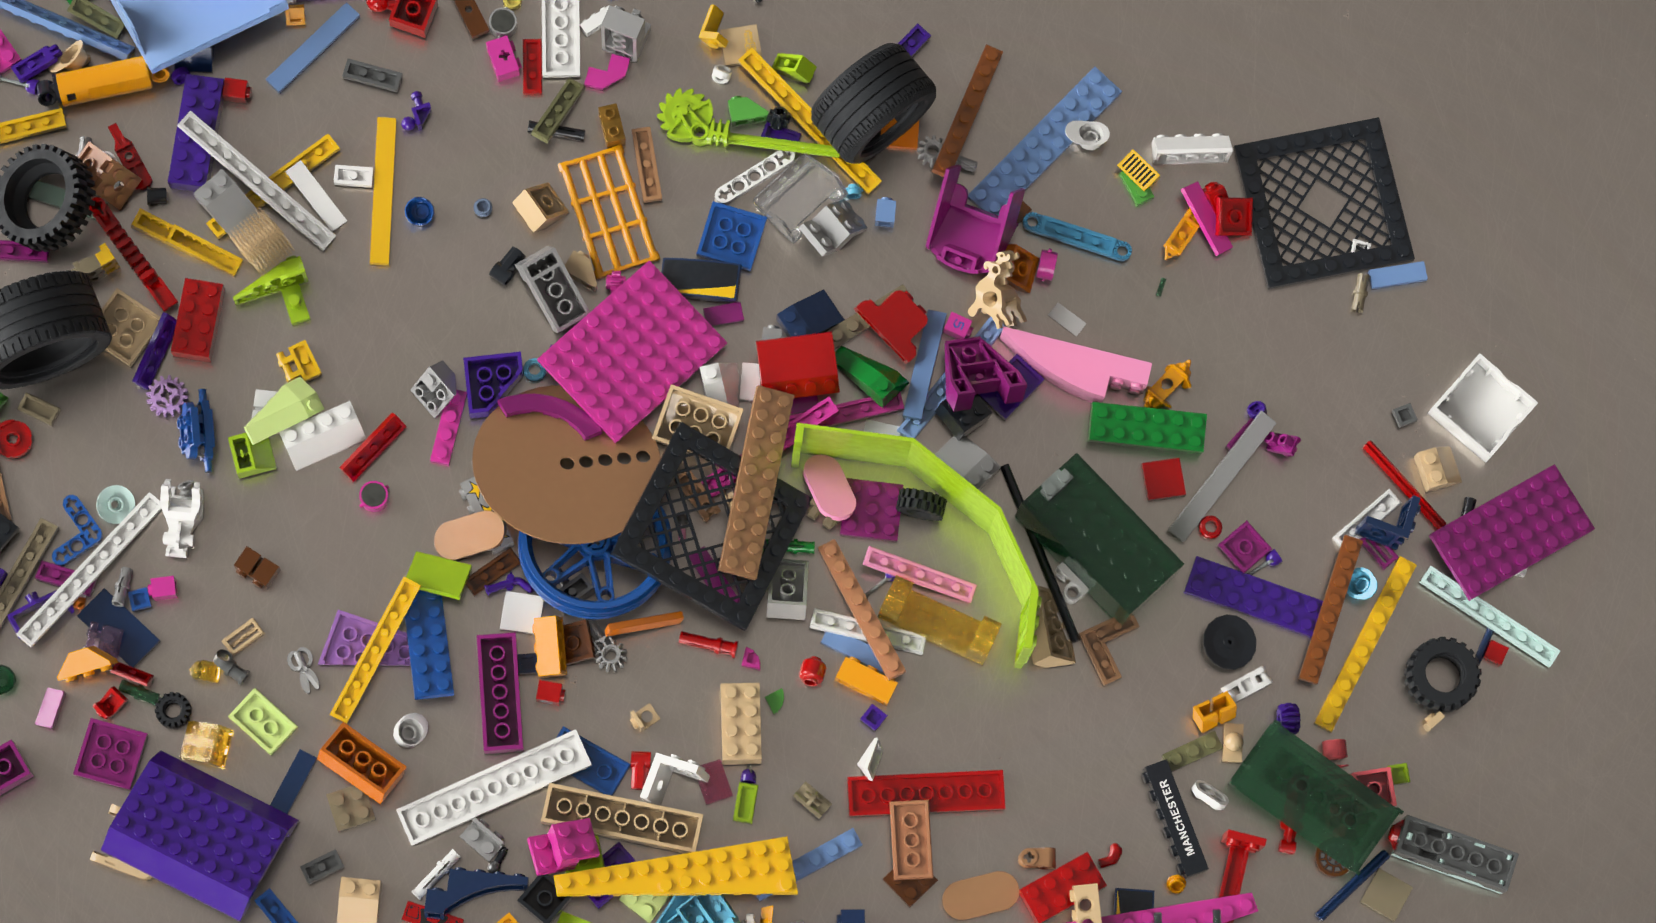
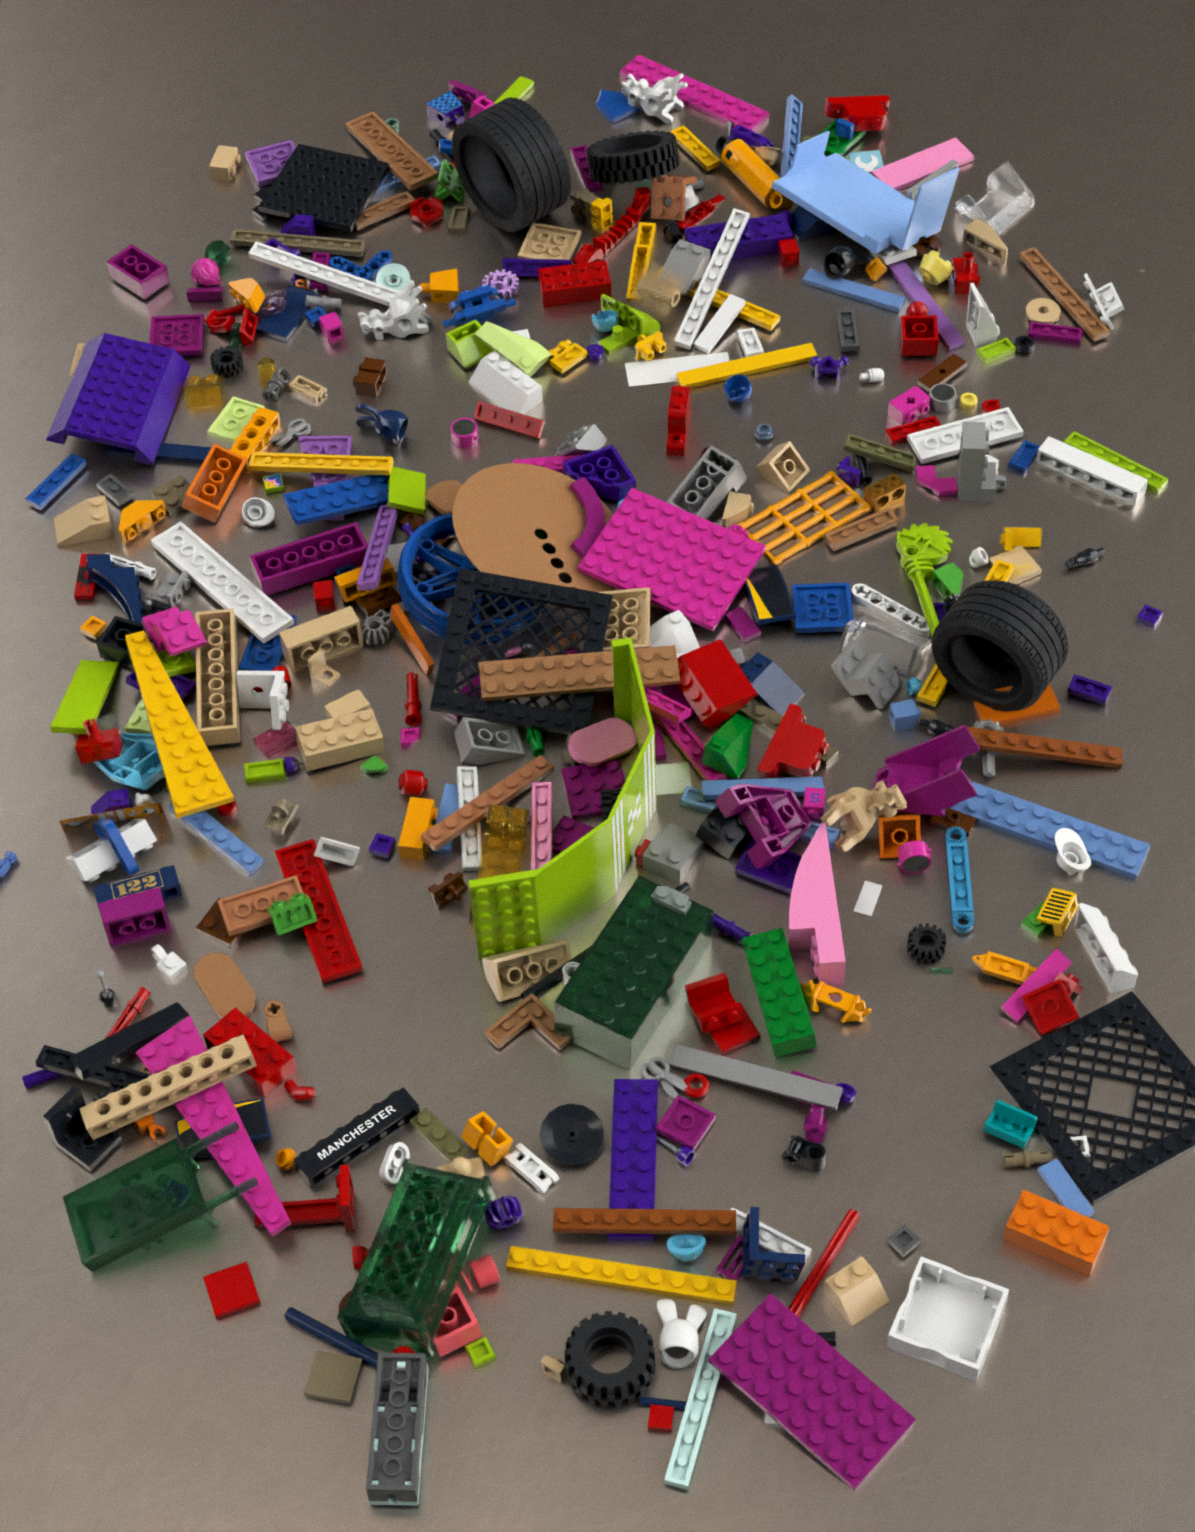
camera: 85 degrees right, 25 degrees down
(22, 701) = (205, 272): none -> dark pink hair
(90, 691) = (229, 311): none -> red piece
(147, 456) = (442, 286): none -> light orange torso
(266, 306) = (605, 320): none -> medium azure hair
(274, 41) = (844, 260): none -> black piece
(284, 687) = (256, 434): none -> light orange brick
(303, 332) = (595, 352): none -> dark purple tile
(325, 283) = (647, 345): none -> yellow hips
(337, 568) = (387, 423): none -> dark blue piece
(354, 267) = (665, 369): none -> white sticker
(370, 705) = (273, 483): none -> tile
(374, 851) = (139, 517): none -> light orange slope
(443, 282) = (678, 420): none -> red brick
(444, 76) = (872, 375): none -> white cylinder
(520, 623) = (377, 548): none -> medium lavender plate
(574, 150) = (849, 474): none -> dark purple bracket
(613, 709) = (333, 633): none -> tan brick
(704, 707) = (347, 704): none -> tan brick
(910, 187) = (935, 726): none -> black piece
(921, 546) = (567, 833): none -> magenta plate
(933, 815) = (292, 913): none -> bright green bracket
(940, 665) = (448, 890): none -> reddish brown hips
(1065, 445) = (729, 928): none -> dark purple pin
(1134, 300) = (923, 953): none -> black tyre
(1143, 485) = (713, 1003): none -> red panel
(1198, 549) = (666, 1078): none -> light grey piece
(1302, 465) = (802, 1153): none -> black piece
(1329, 293) = (1010, 1124): none -> teal bracket
(1435, 297) = (1056, 1232): none -> orange brick
(1440, 615) = (679, 1332): none -> white piece

